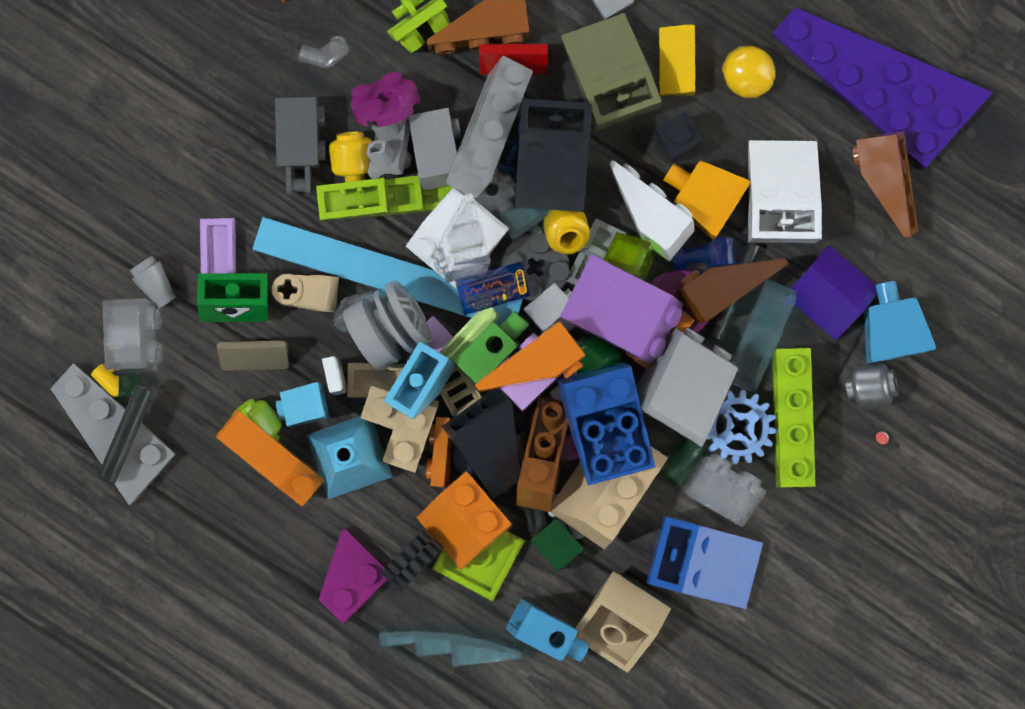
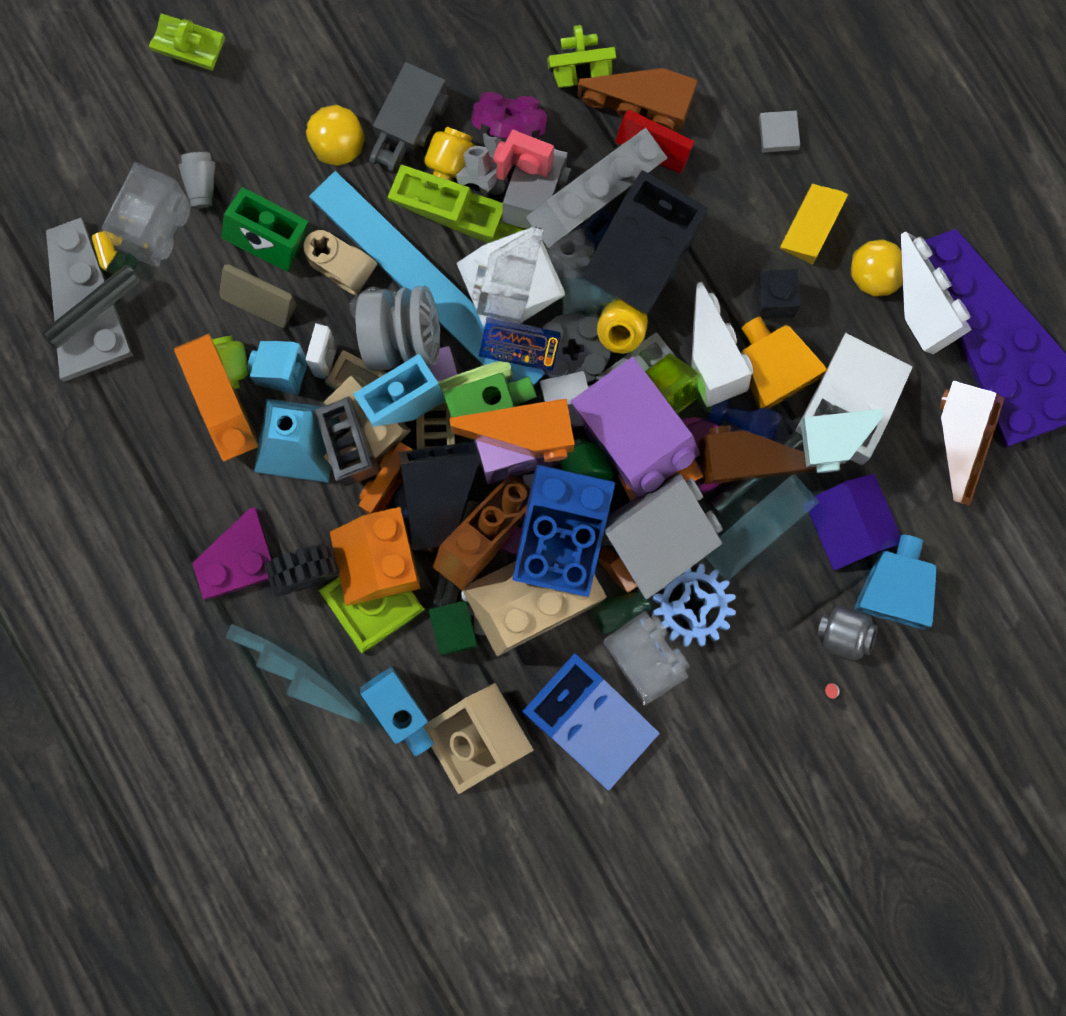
camera: 30 degrees right, 5 degrees down
(82, 171) = (187, 42): none -> lime hips
(218, 245) = (280, 175): lavender tile -> none
(246, 186) = (335, 135): none -> yellow hair
(326, 56) = (476, 53): clear arm -> none
(405, 432) = (368, 465): none -> black slope
(417, 128) = (525, 152): none -> coral bracket
(611, 71) = (743, 201): olive slope -> none
(662, 430) = (616, 569): none -> orange tile
(788, 238) = (836, 437): none -> light aqua slope
(793, 417) = (753, 623): lime brick -> none
(805, 84) = (927, 302): none -> white slope

